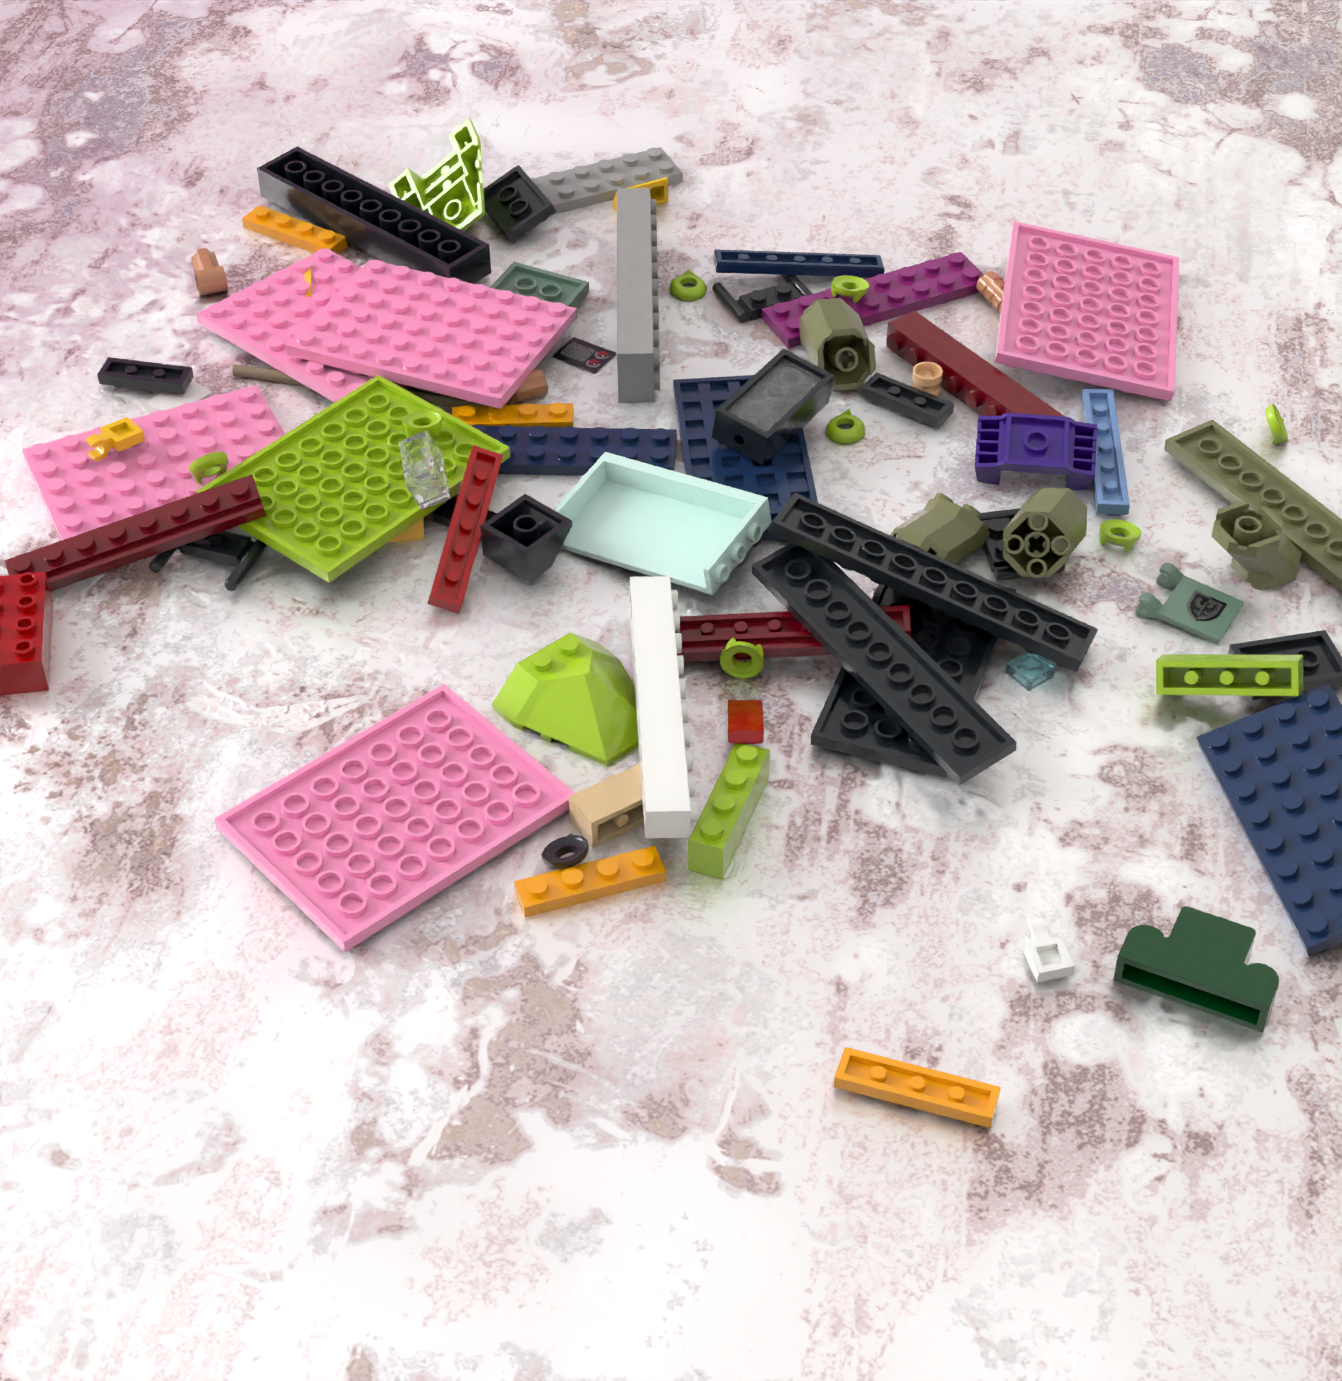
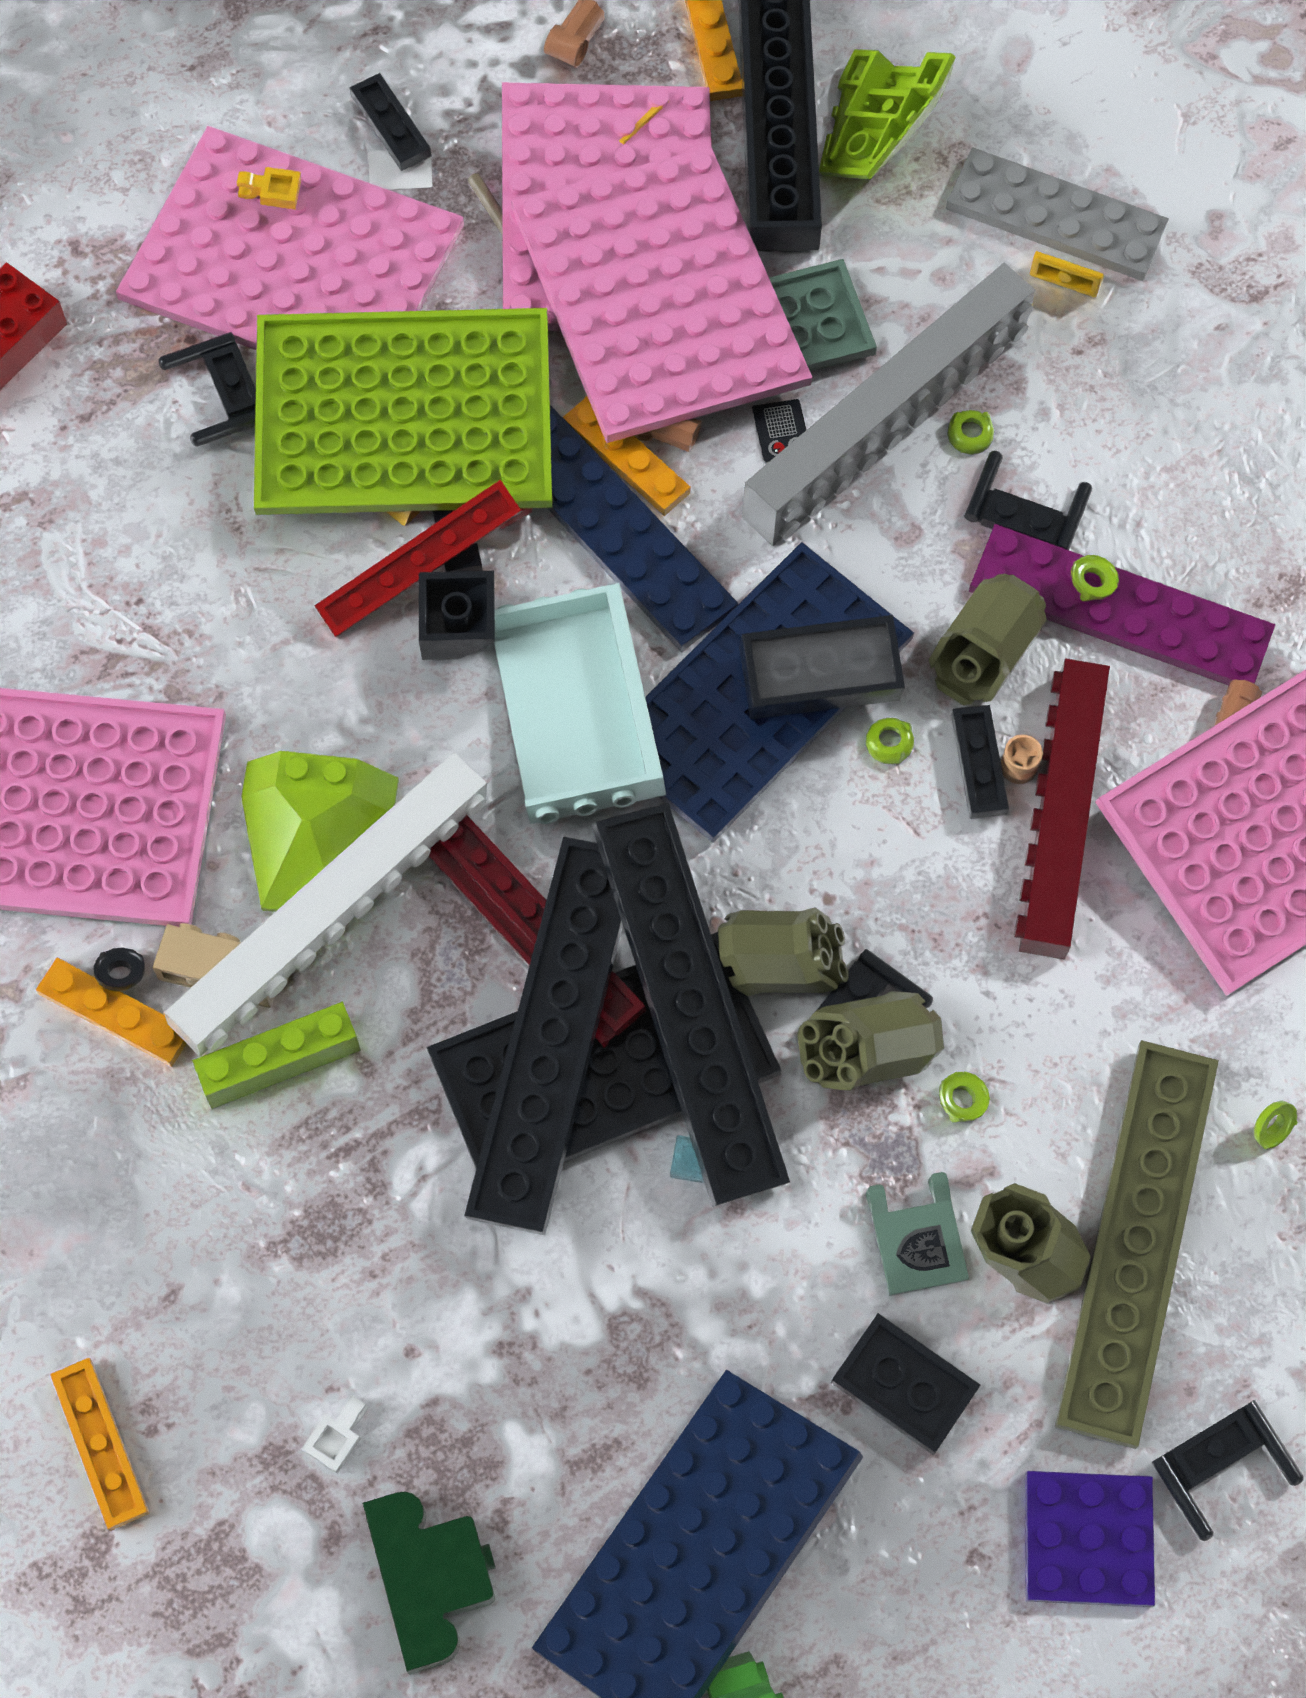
camera: 45 degrees right, 25 degrees up
(143, 534) = (171, 324): dark red plate -> none
(209, 466) = (303, 294): lime piece -> none
(424, 470) = (428, 472): clear brick -> none
(431, 420) = (507, 394): lime piece -> none
(516, 203) = (932, 180): black plate -> none
(742, 669) = (470, 914): lime piece -> none
(745, 722) = (385, 984): red tile -> none
(797, 263) = (1098, 499): dark blue tile -> none
(1036, 446) = (996, 938): dark purple plate -> none
(1110, 478) = (1075, 995): medium blue plate -> none
(1229, 675) = (811, 1349): lime brick -> none

